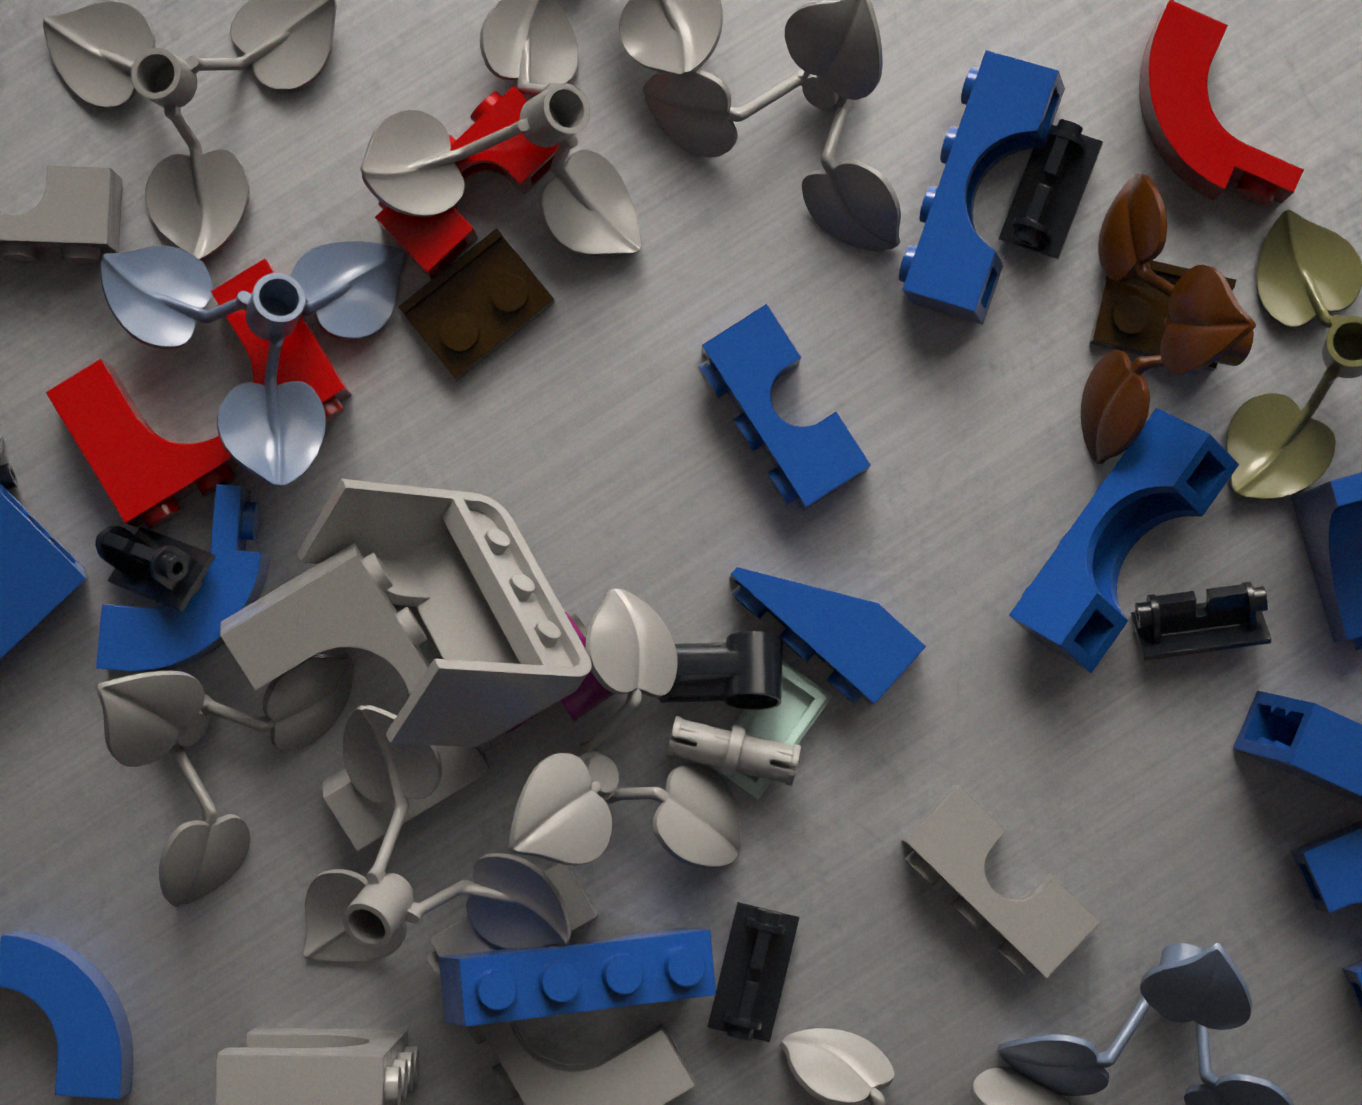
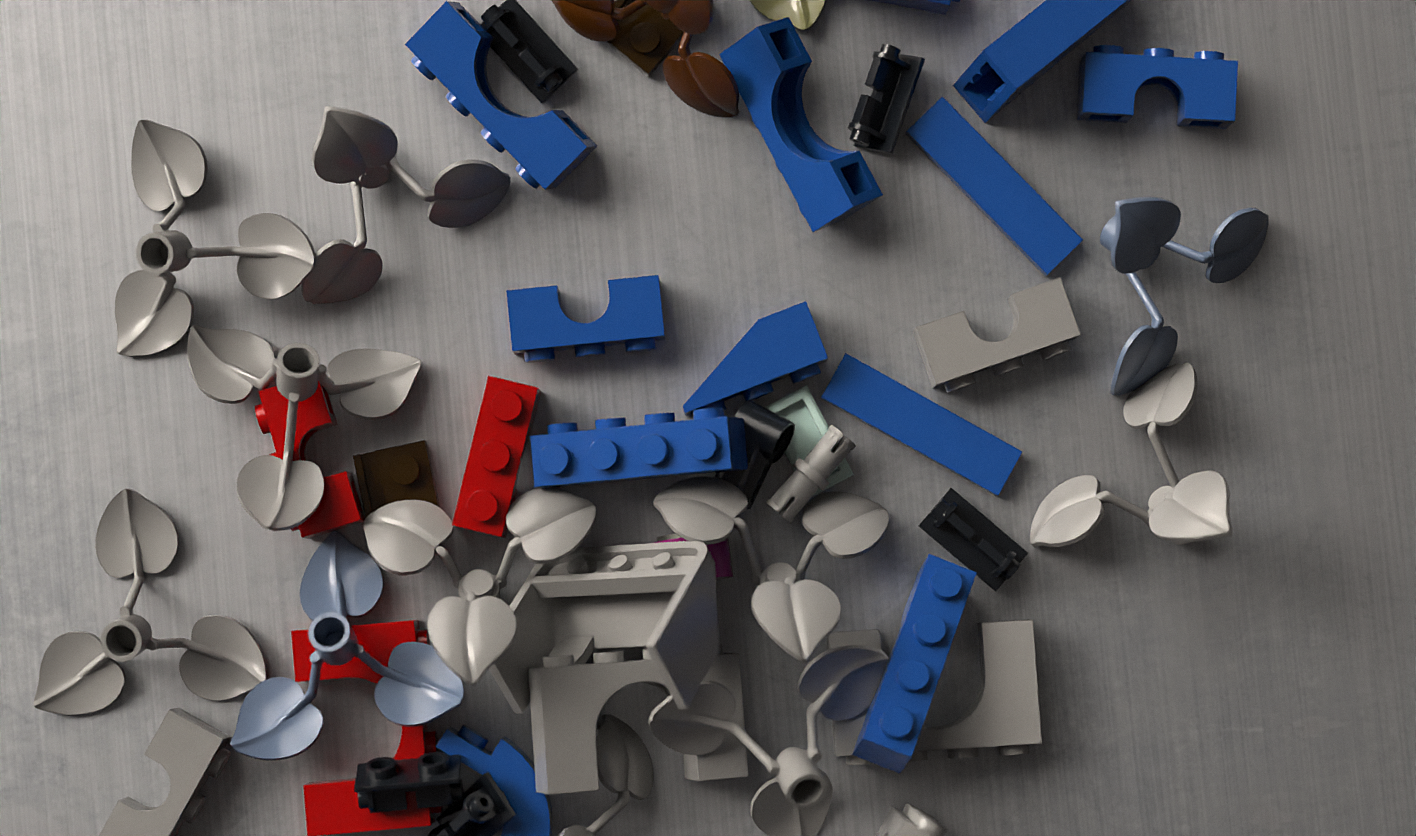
camera: 65 degrees left, 0 degrees up
(148, 447) = (385, 781): none -> black hinge
(368, 465) = (477, 625): none -> light grey plant
(572, 387) = (496, 456): none -> red arch
(663, 550) = (639, 451): none -> blue brick
(853, 848) = (921, 424): none -> blue tile
(1166, 794) = (993, 186): none -> blue tile

